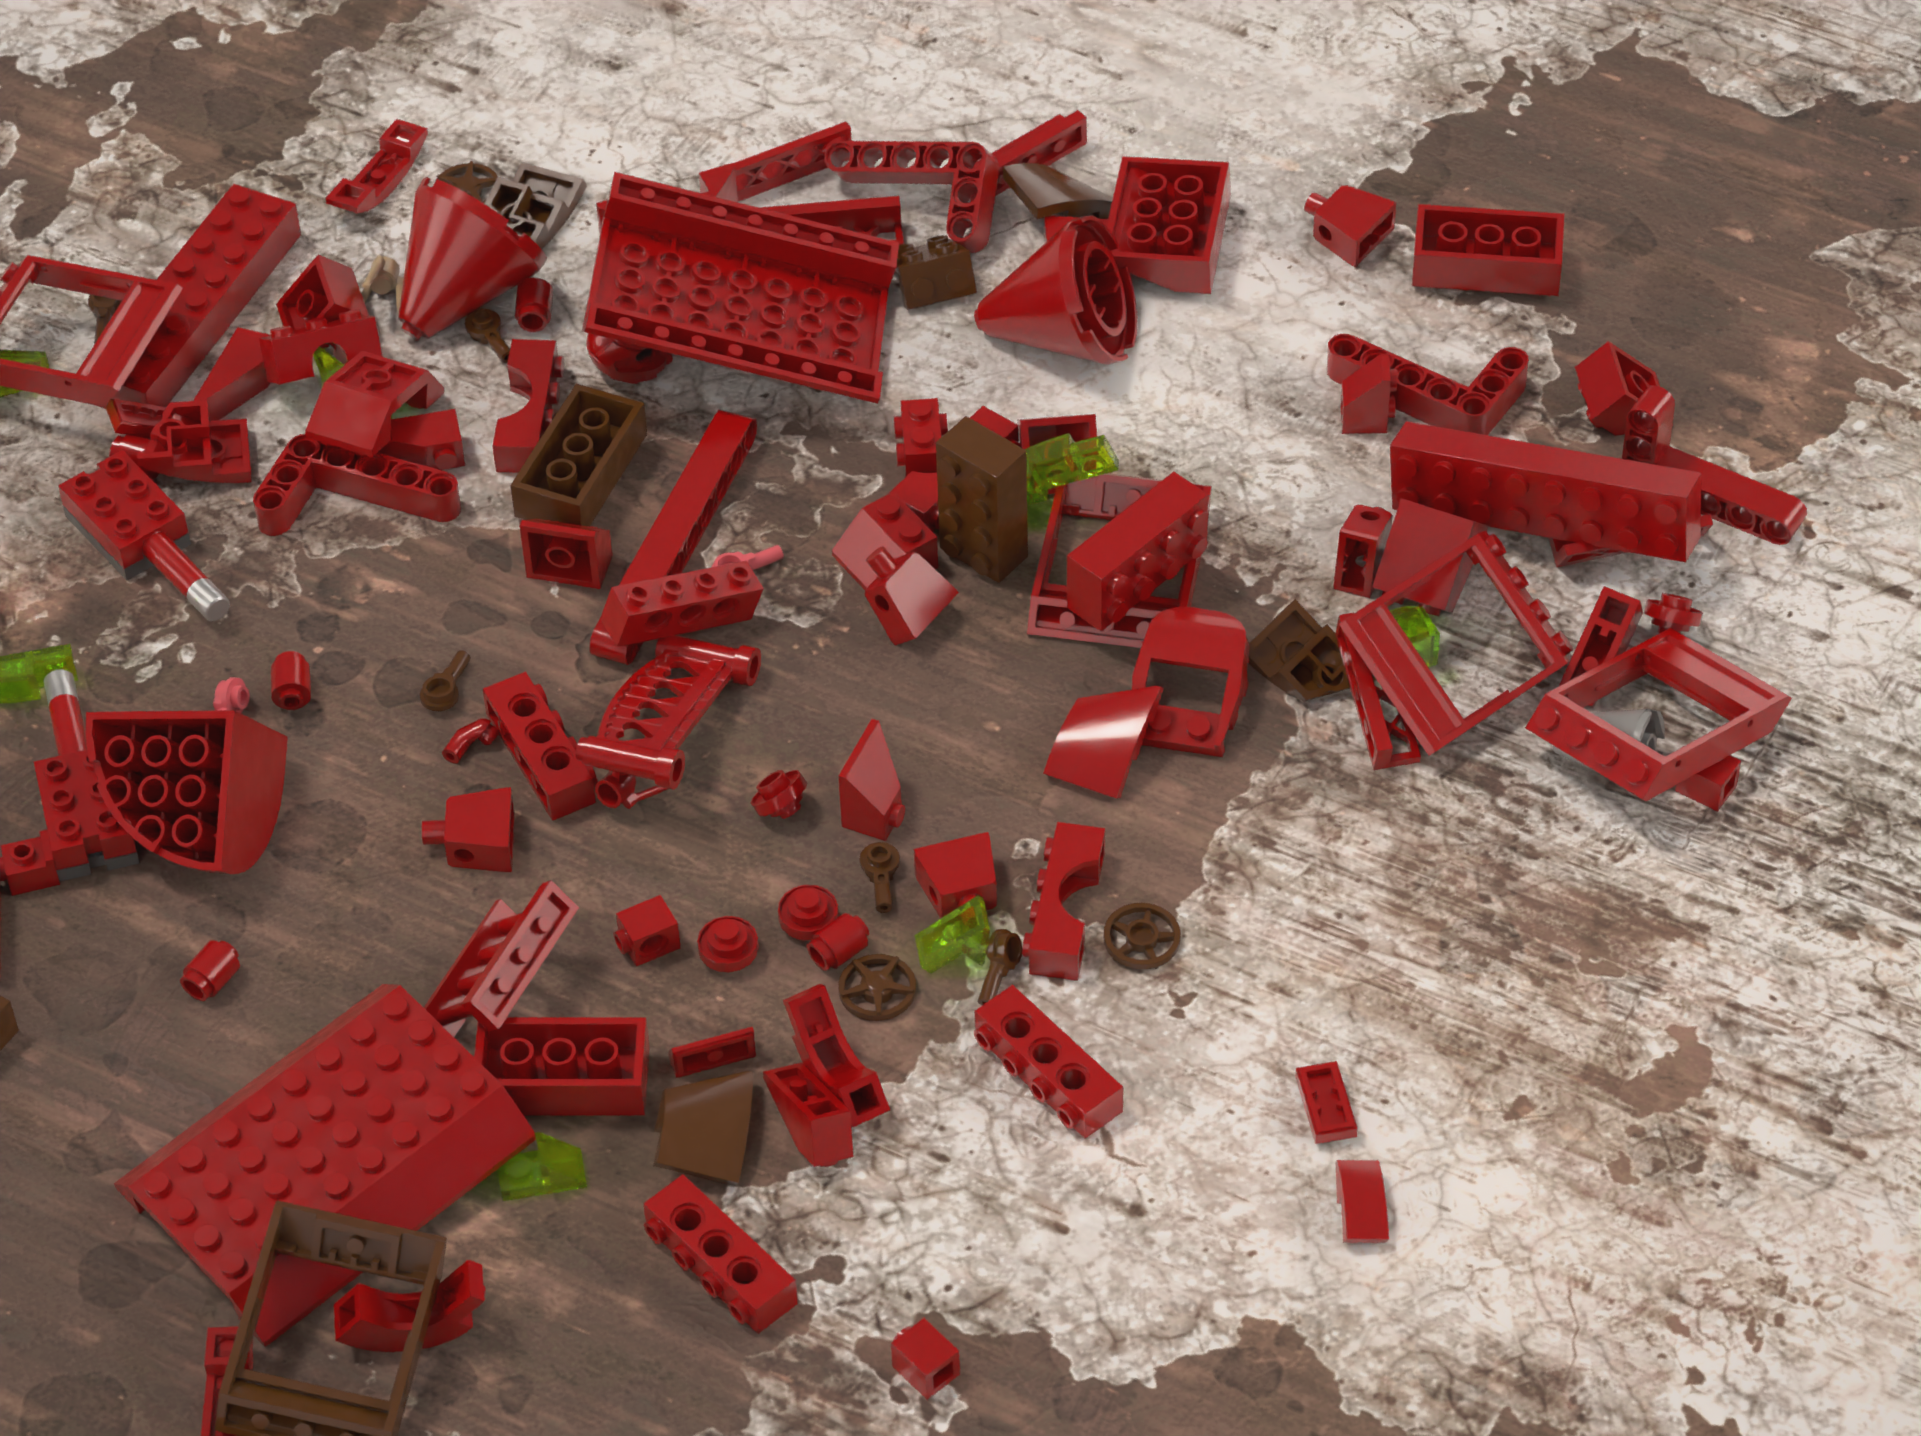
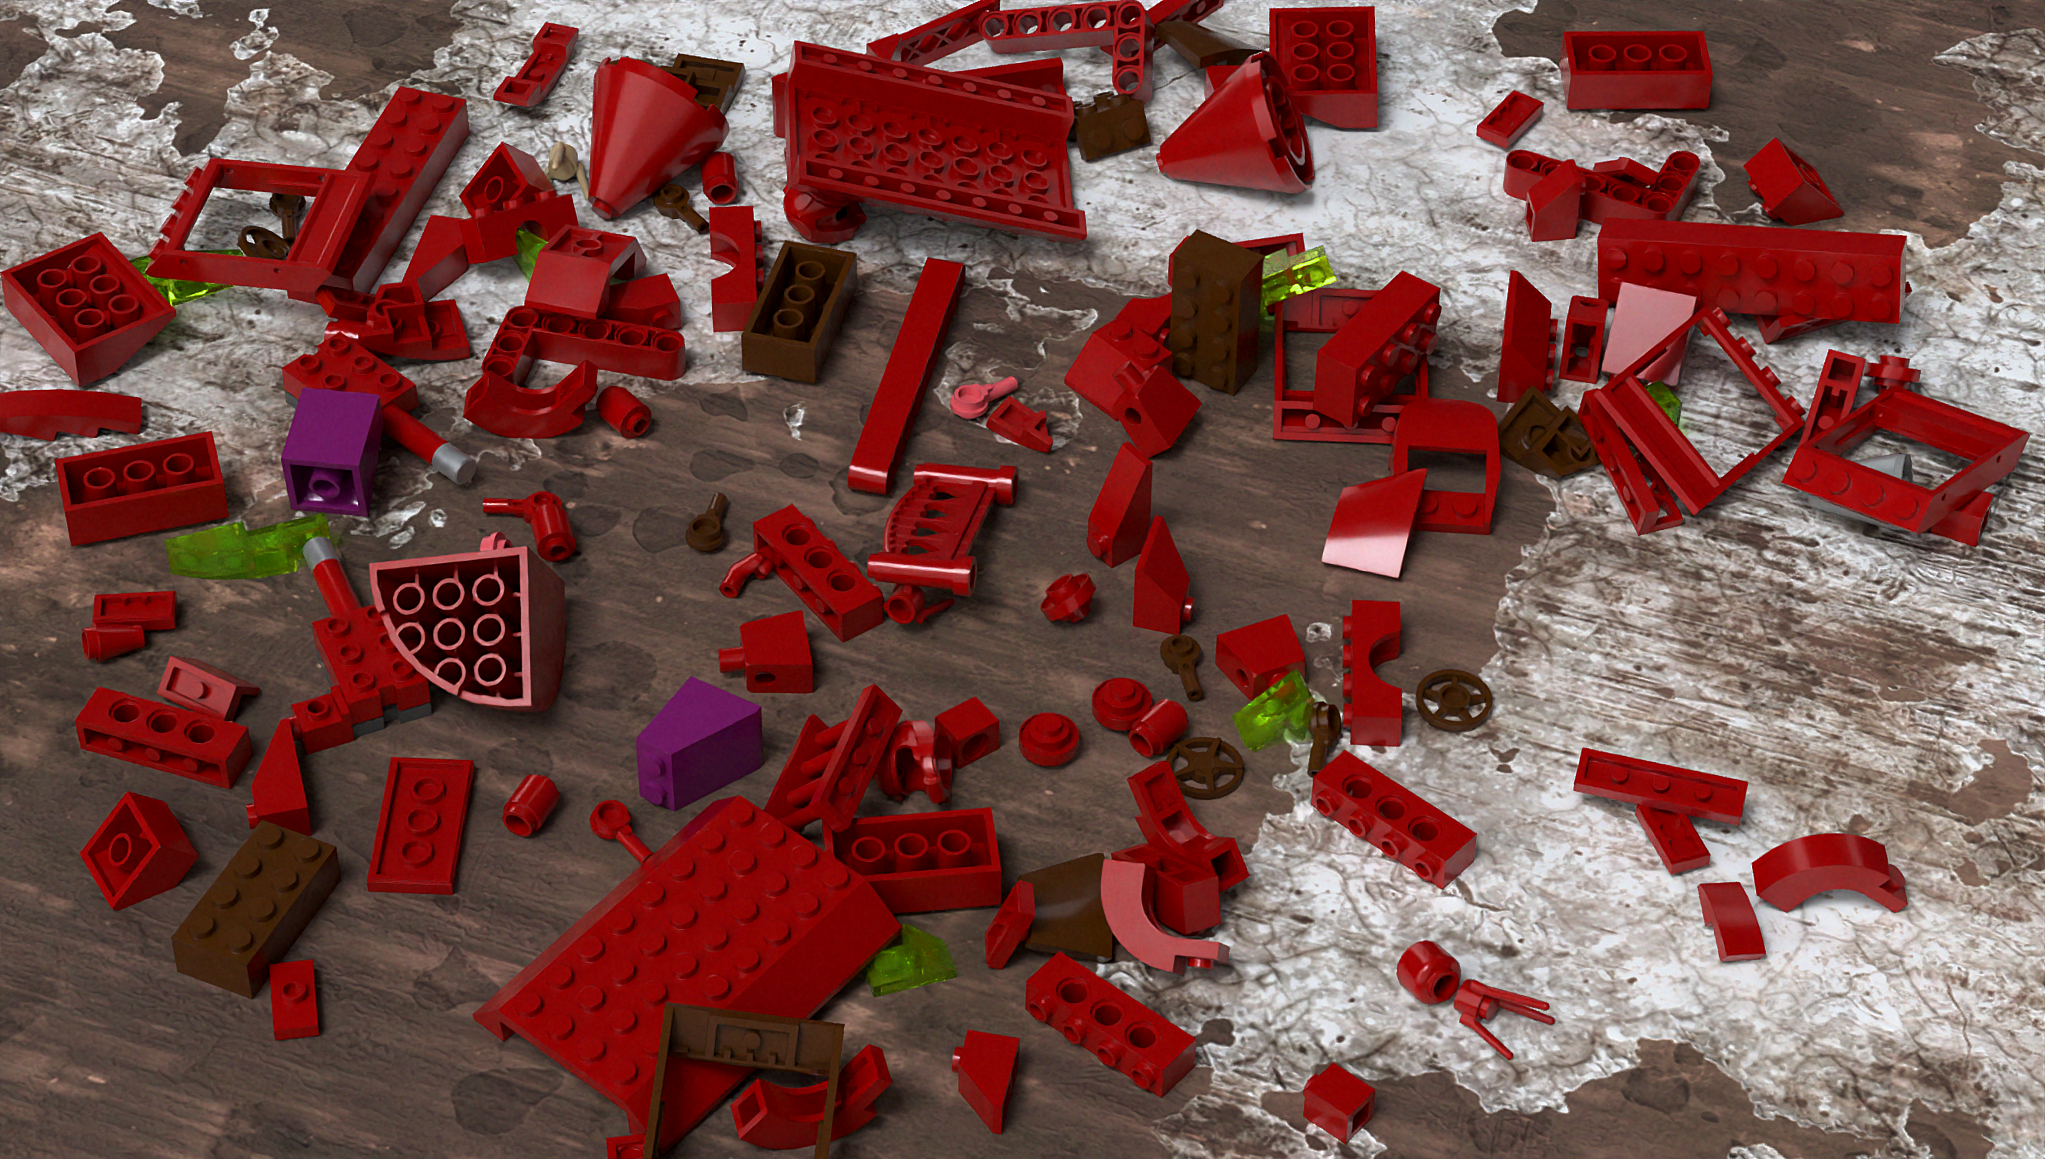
camera: 10 degrees left, 5 degrees down
(72, 352) = (266, 245): none -> reddish brown wheel
(89, 579) = (333, 451): none -> magenta slope
(104, 981) = (421, 826): none -> red tile
(268, 650) = (520, 507): none -> red plate
(286, 994) = (613, 821): none -> red plate
(291, 547) = (531, 413): none -> red arch
(378, 924) = (698, 745): none -> magenta slope
(386, 555) = (623, 411): none -> red brick
(565, 552) = (805, 395): red slope -> none
(591, 1294) = (987, 1074): none -> red slope
(594, 955) = (916, 761): none -> red helmet
(641, 1142) = (1010, 925): none -> red plate
(681, 603) = (935, 430): red brick -> none
(713, 1052) = (1056, 839): red slope -> none
(764, 1152) = (1129, 911): none -> arch
(780, 600) = (1021, 425): none -> red slope
(845, 704) = (1123, 509): none -> red slope
(919, 429) = (1131, 268): red brick -> none
(1045, 1228) = (1429, 972): none -> red head
(1092, 1265) = (1481, 1002): none -> red plant
(1300, 549) = (1526, 341): none -> red slope
(1322, 1052) = (1660, 786): none -> red fence
(1348, 295) = (1510, 119): none -> red plate
(1351, 221) = (1496, 55): red torso -> none
(1448, 366) = (1627, 170): none -> red plate
(1470, 1152) = (1826, 863): none -> red arch
(1724, 493) = (1929, 271): red beam -> none

